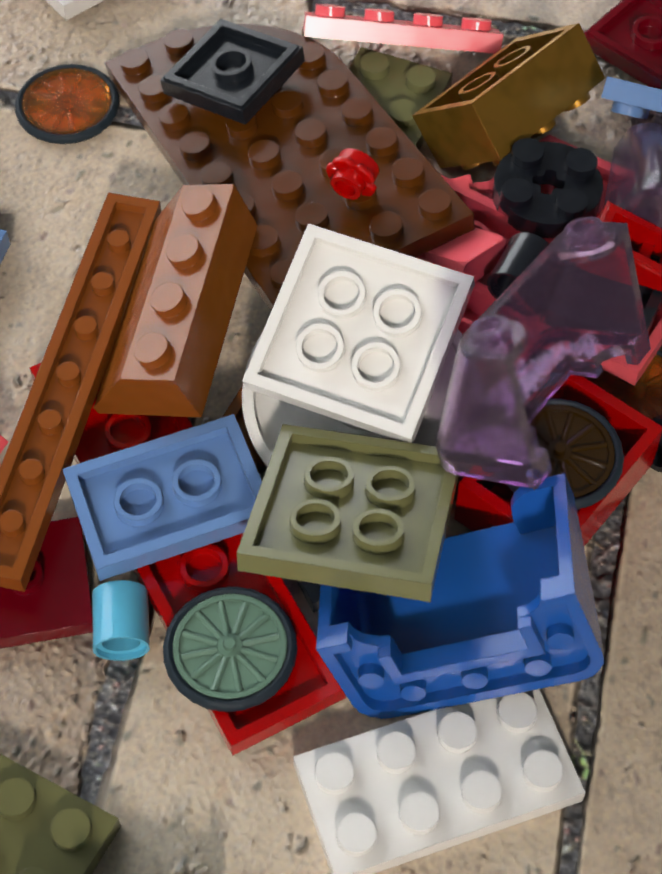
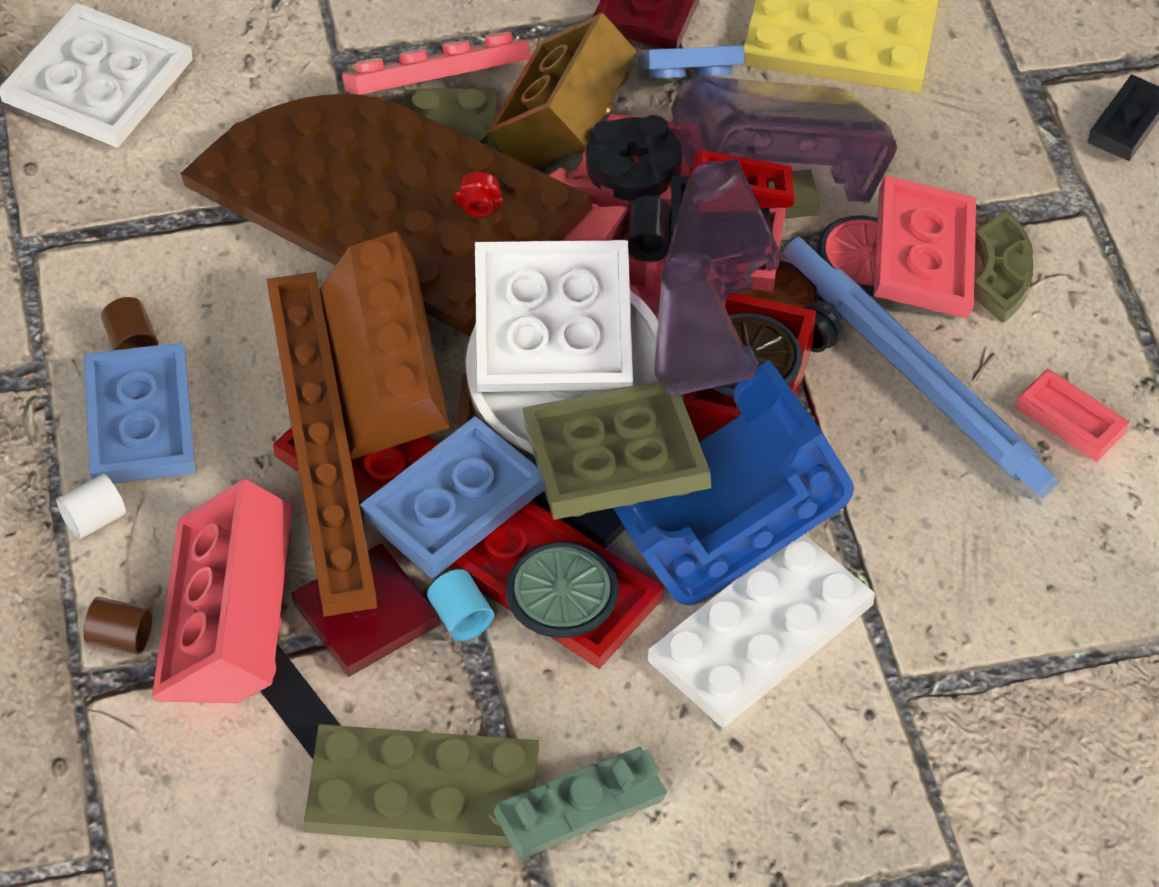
camera: 25 degrees left, 5 degrees down
(67, 104) = (162, 221): clear orange wheel -> none
(232, 71) = (319, 143): black plate -> none

